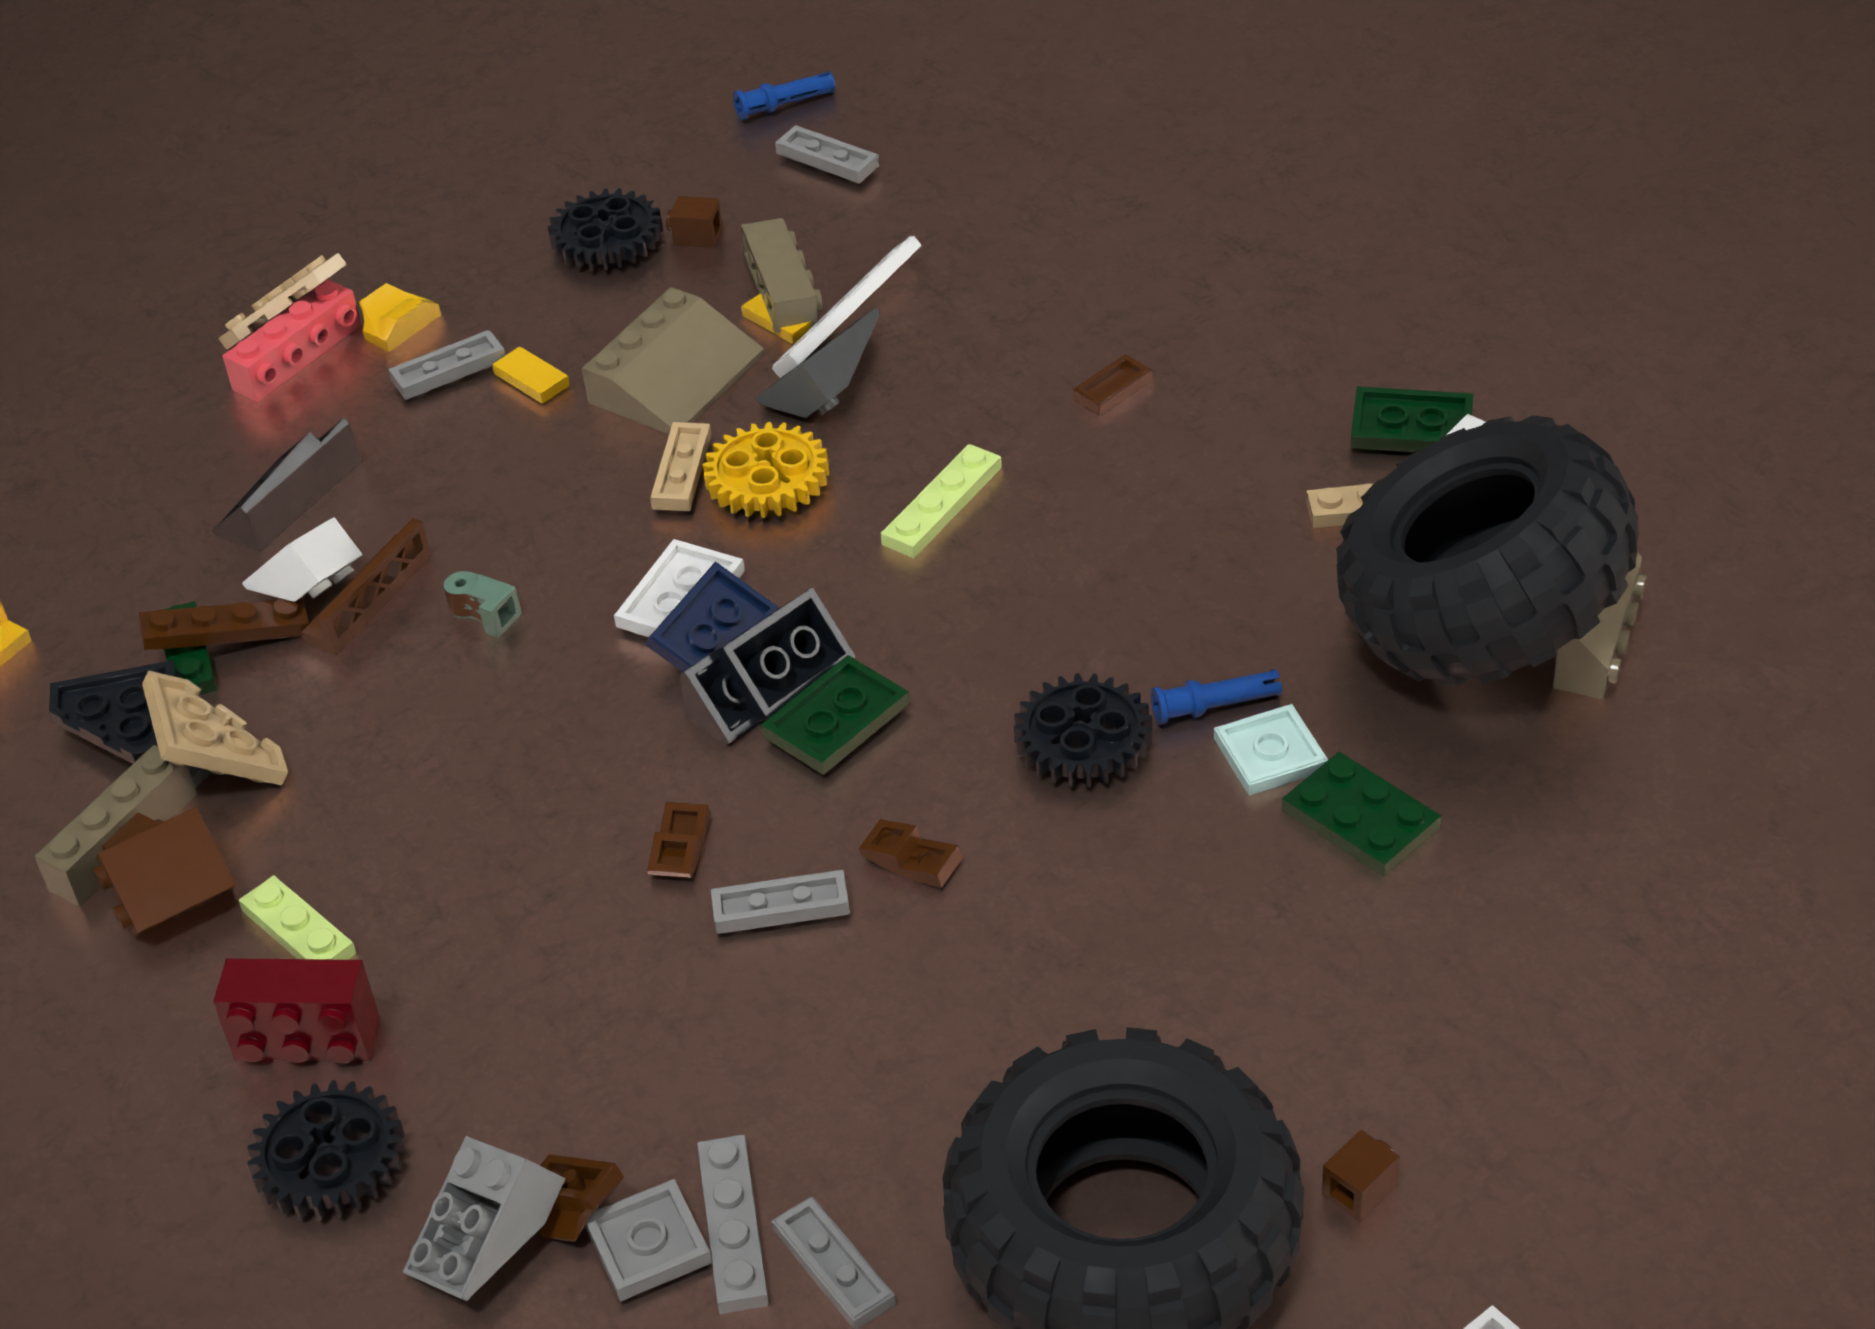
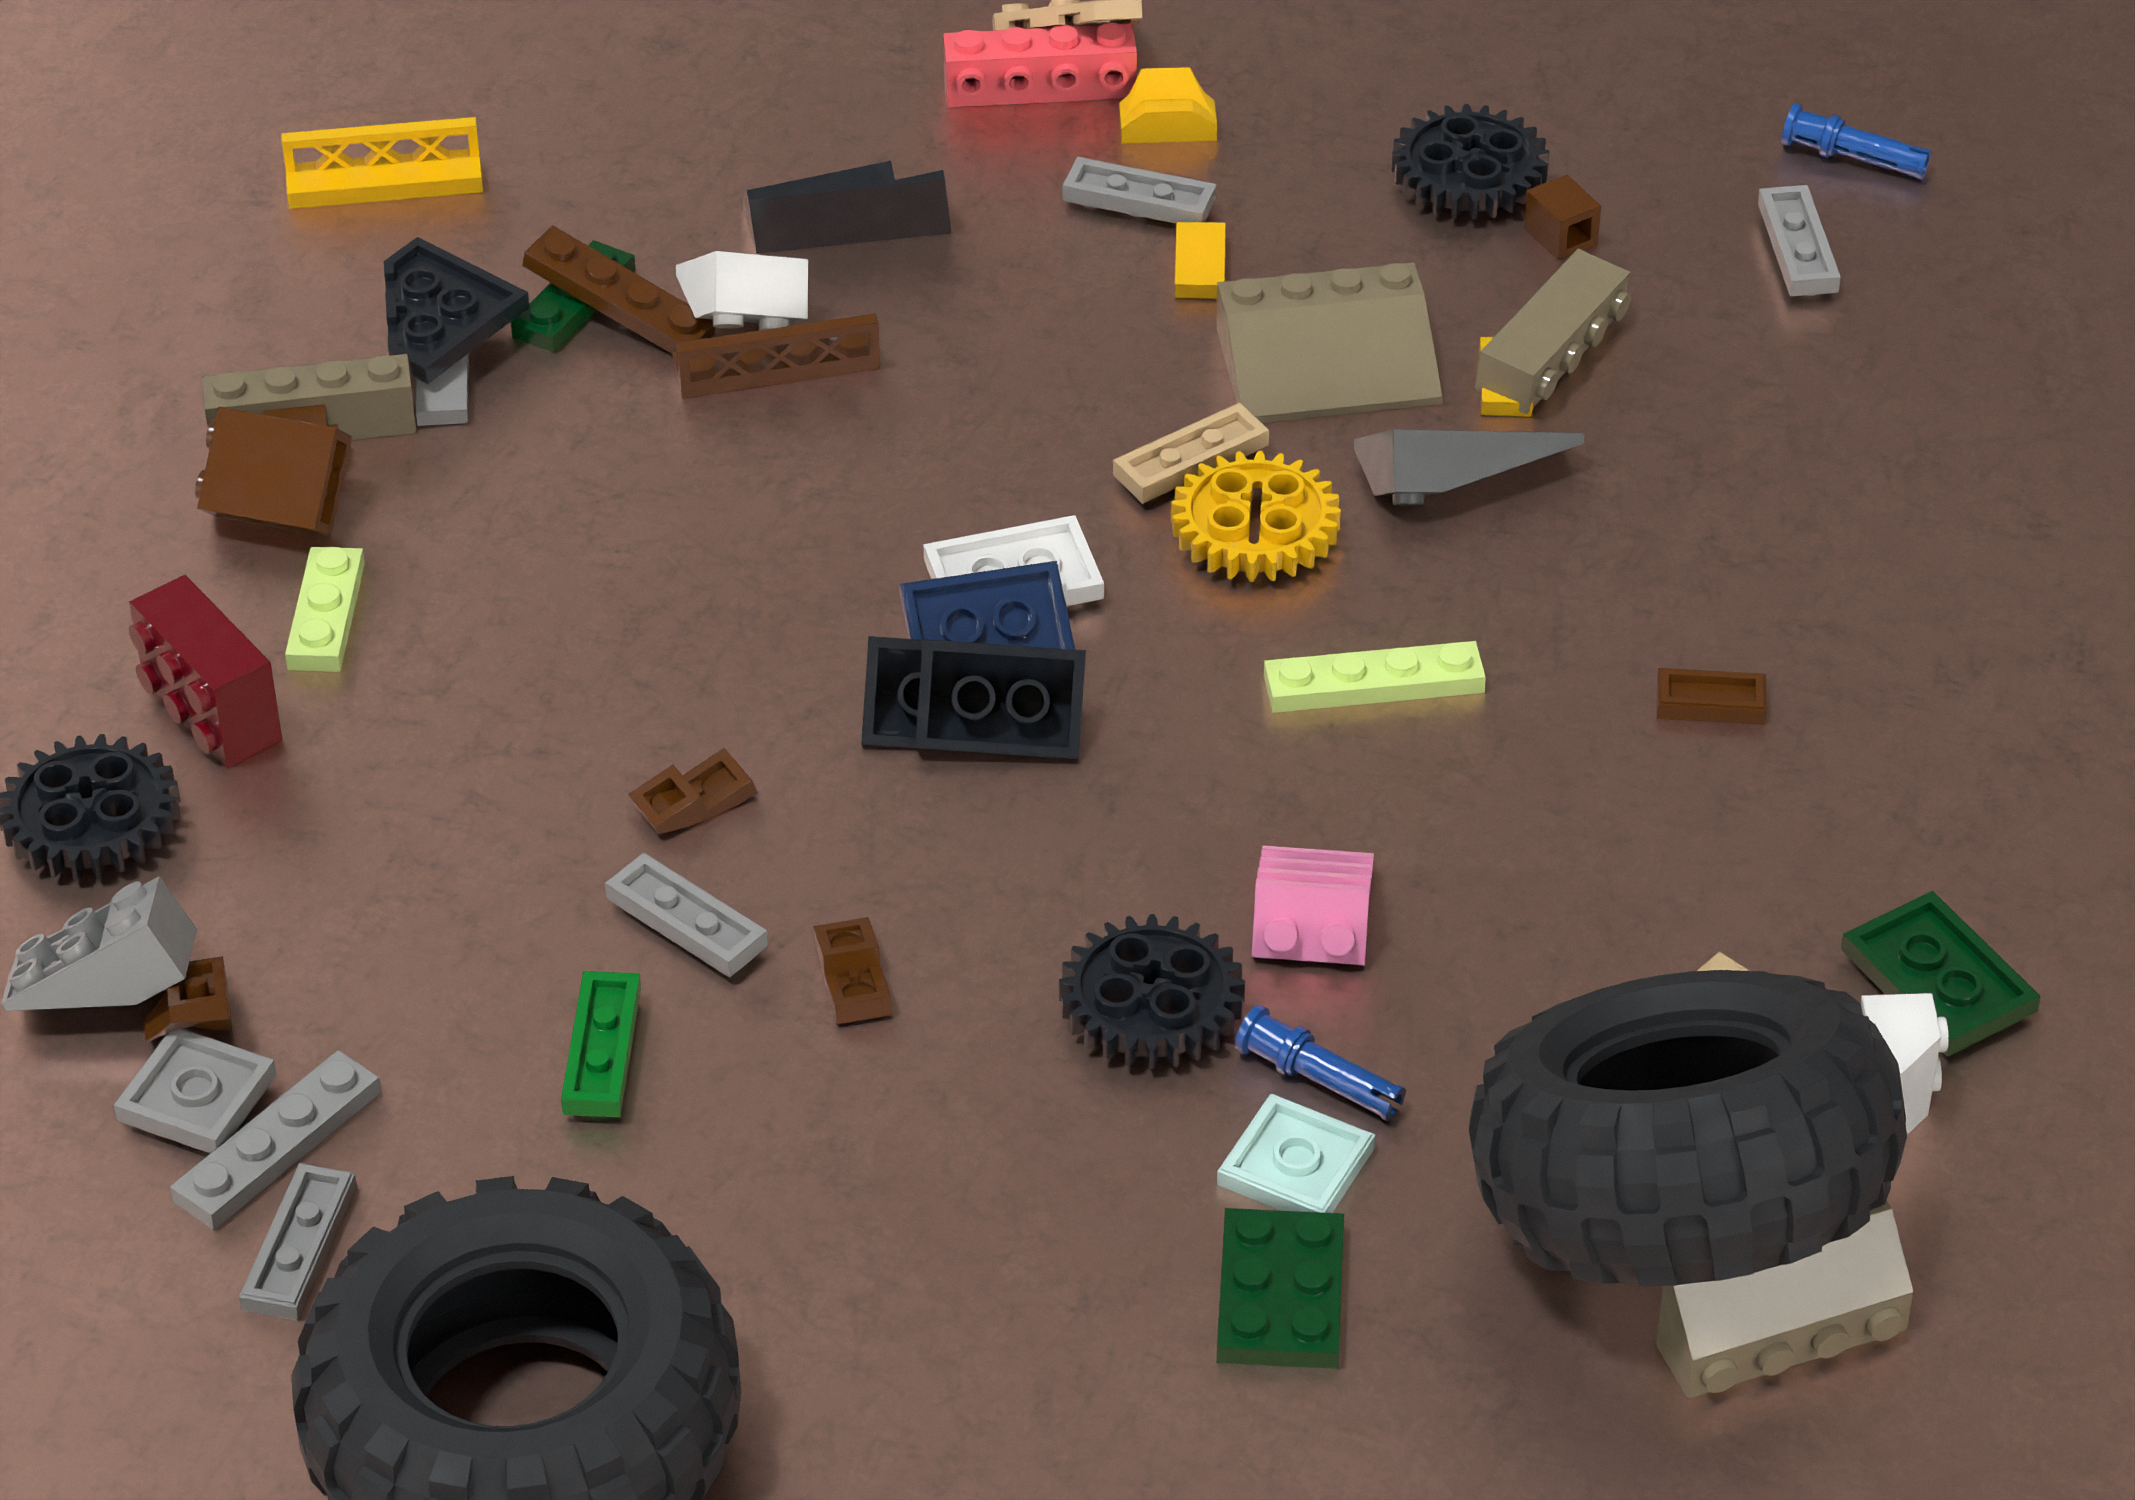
camera: 45 degrees right, 0 degrees up
(206, 736) = (458, 378): tan plate -> none
(483, 600) = (845, 444): sand green leg -> none
(835, 714) = (973, 793): dark green plate -> none
(841, 1005) = (601, 1044): none -> green plate
(845, 306) = (1581, 410): white tile -> none
(1098, 618) = (1312, 905): none -> bright pink plate

